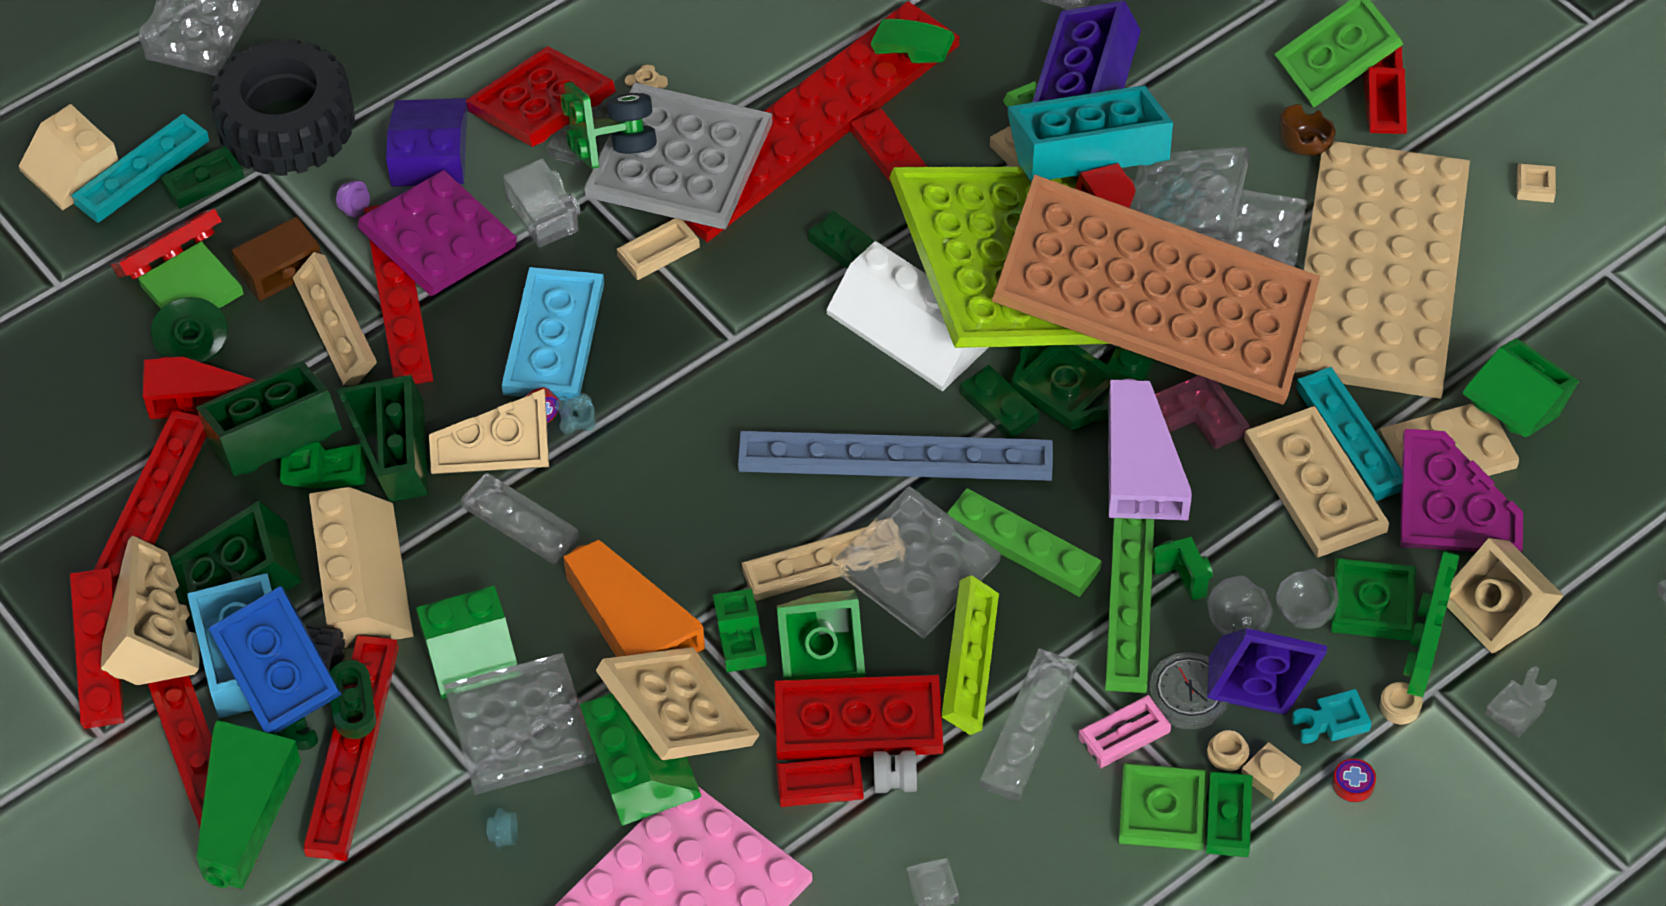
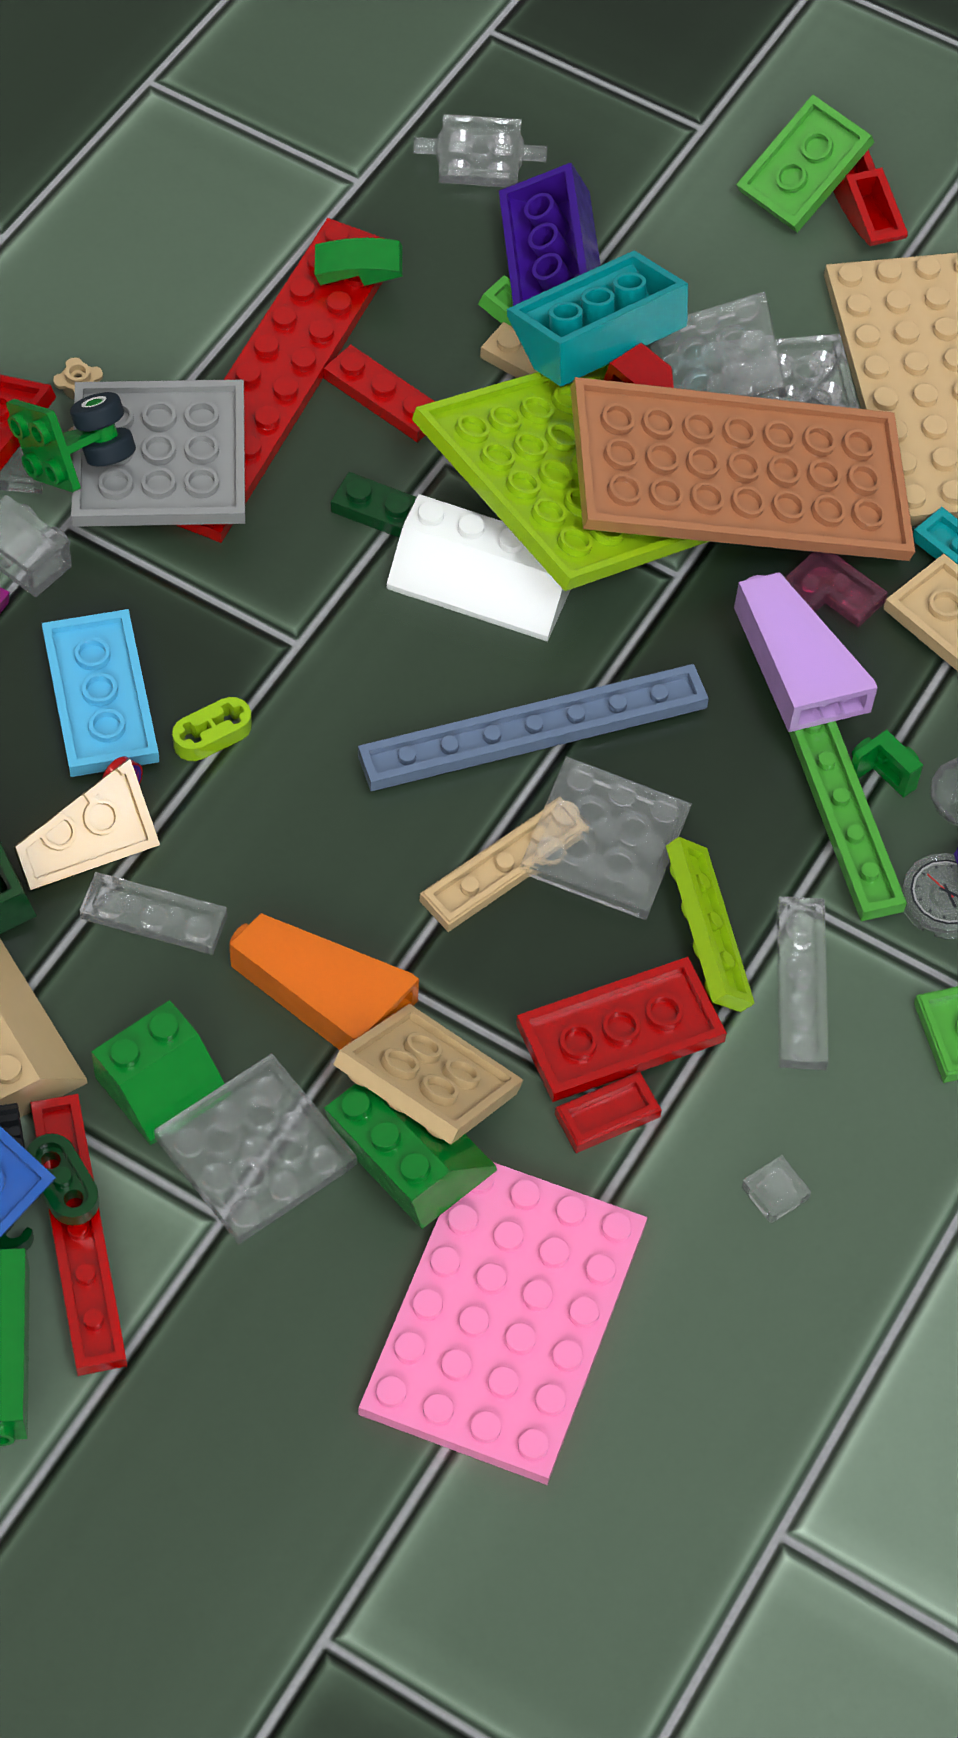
camera: 25 degrees left, 5 degrees up
(502, 829) = (289, 1274): clear light blue plate -> none
(585, 409) = (174, 771): clear light blue plate -> none
(631, 387) = (212, 729): none -> lime beam
(658, 248) = (171, 563): tan tile -> none
(739, 630) = (448, 970): green slope -> none
(821, 637) = (548, 951): green slope -> none
(895, 771) = (687, 1077): light grey wheel -> none
(999, 402) = (614, 637): dark green plate -> none
(1026, 543) = (710, 783): bright green plate -> none
(1065, 383) = (679, 598): dark green wing -> none
(1131, 364) = (732, 562): dark green plate -> none
(1131, 744) = (879, 984): bright pink tile -> none
(1305, 132) = (806, 261): reddish brown hair -> none

